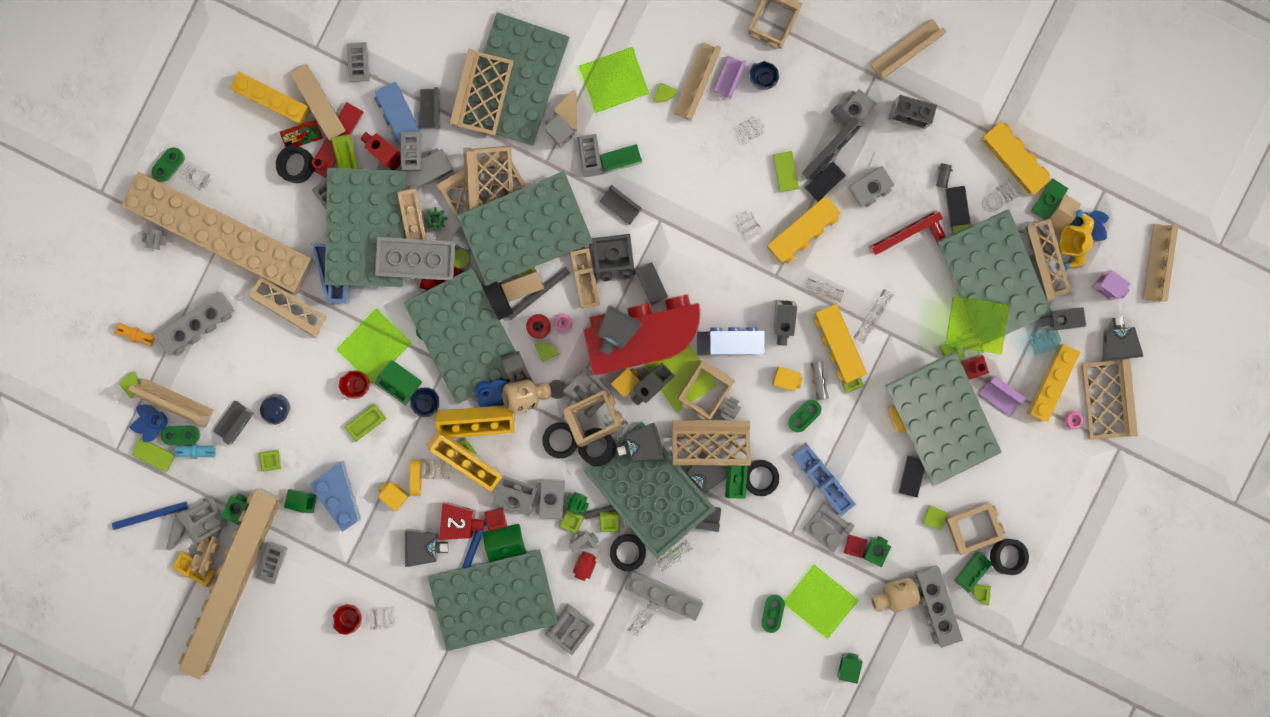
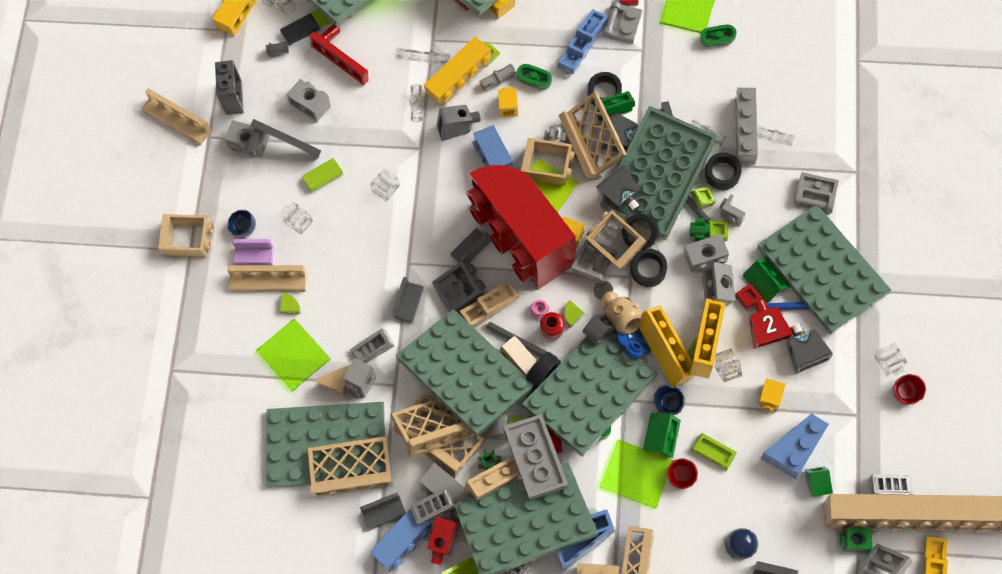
camera: 105 degrees left, 20 degrees down
(203, 564) = (925, 548): tan hinge -> none
(270, 460) = (793, 528): lime tile -> none
(415, 480) = (744, 381): yellow beam -> none
(584, 566) = (753, 201): red brick -> none
(617, 329) = (523, 228): dark grey torso -> none
(621, 158) = (365, 316): green panel -> none
(652, 384) = (565, 204): dark grey torso -> none
(802, 230) = (369, 138): yellow brick -> none
(825, 181) = (319, 139): black tile -> none

